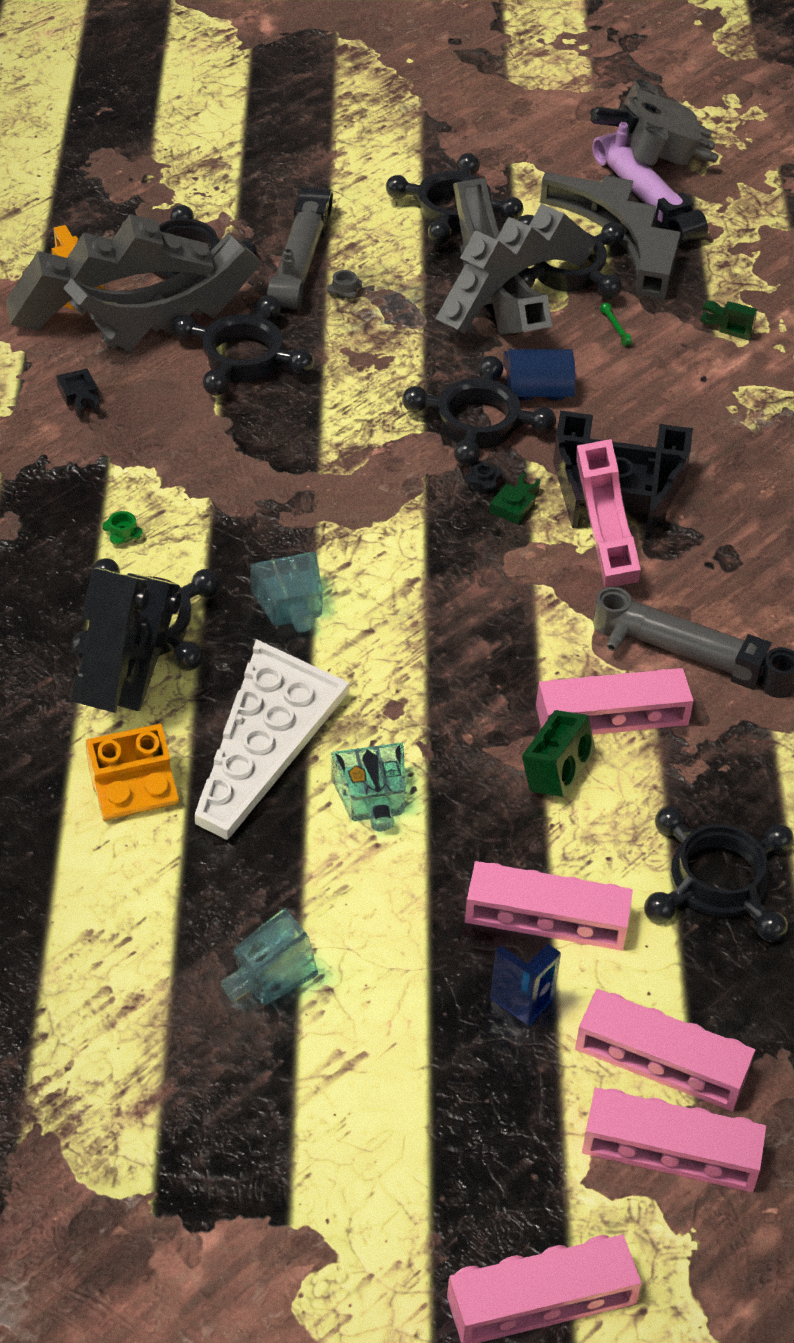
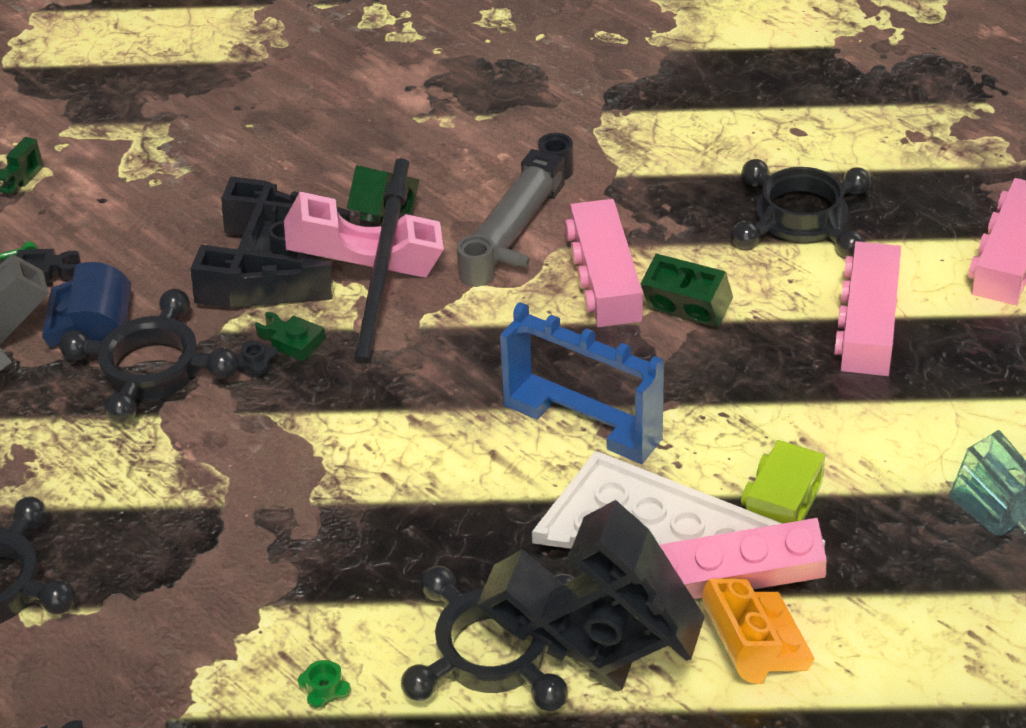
camera: 85 degrees left, 5 degrees down
(192, 754) = (761, 555): none -> bright pink brick
(289, 590) = (448, 507): clear light blue torso -> none
(295, 811) = (785, 483): none -> lime brick
(371, 783) = (736, 430): clear light blue torso -> none
(432, 646) = (531, 395): none -> blue hinge
(522, 986) = (982, 304): clear blue panel -> none
(598, 345) = (52, 264): none -> black plate
(650, 524) = (395, 197): none -> black bar
(685, 533) = (368, 194): none -> dark green brick

